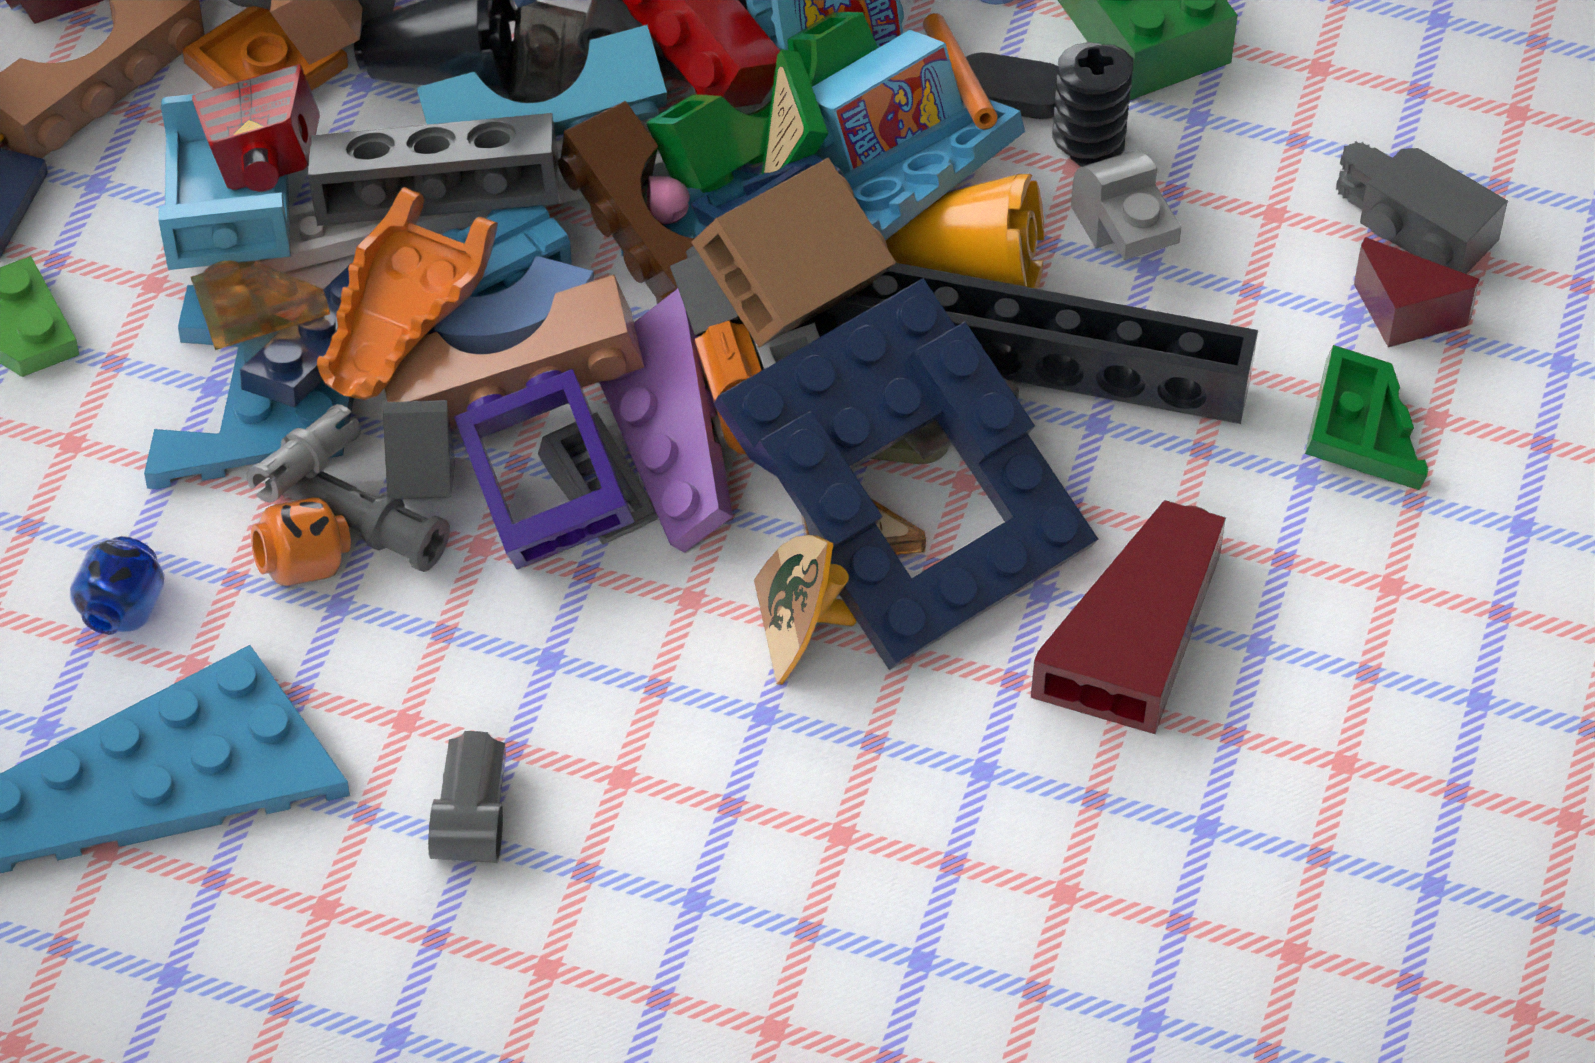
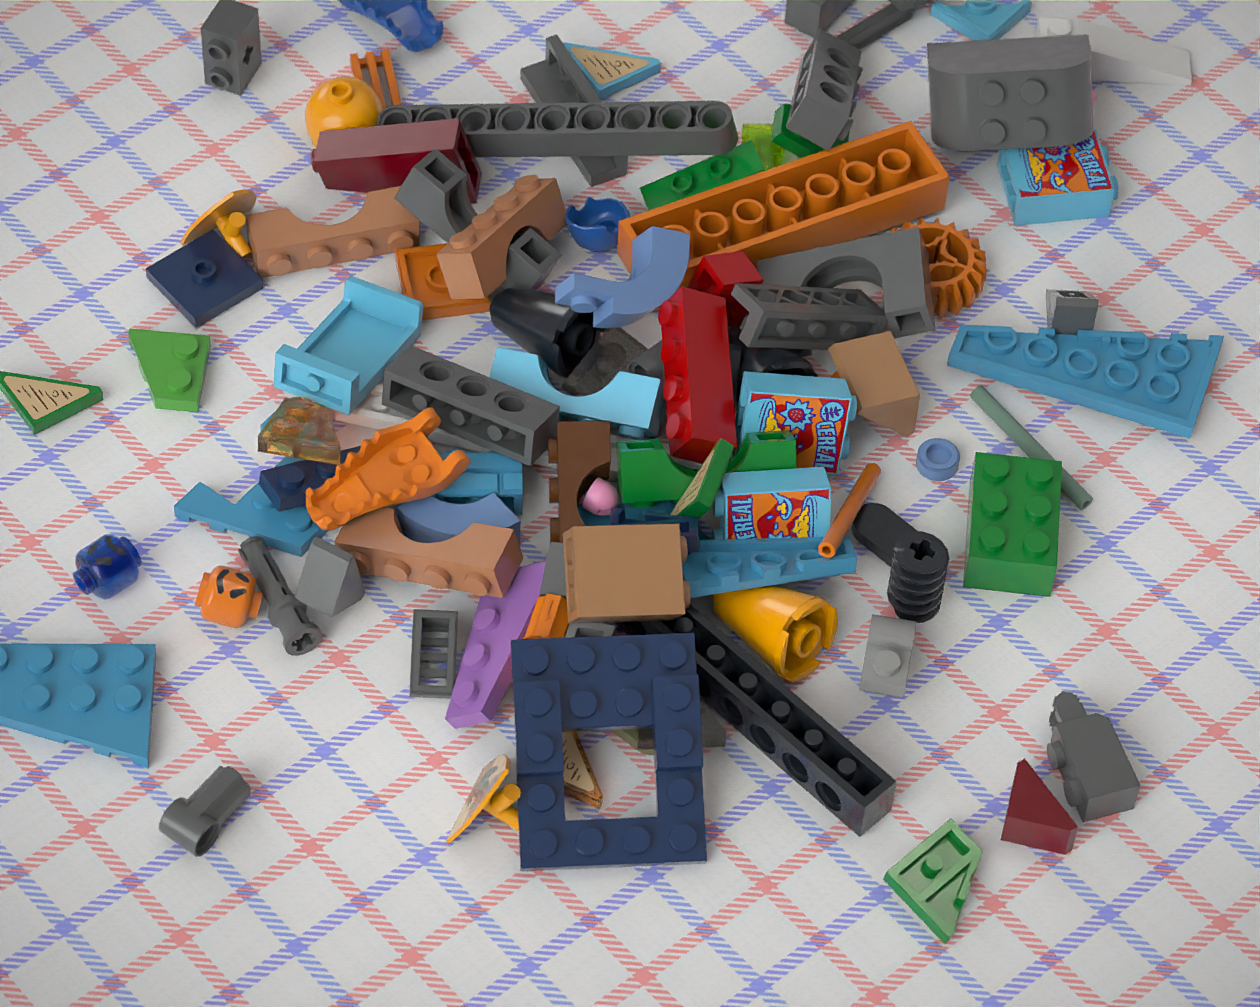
camera: 30 degrees right, 0 degrees up
(260, 127) = (387, 323): red torso -> none
(303, 453) = (264, 543): light grey pin -> none
(564, 524) = (394, 673): dark purple window -> none
(1134, 624) = (688, 925): dark red slope -> none

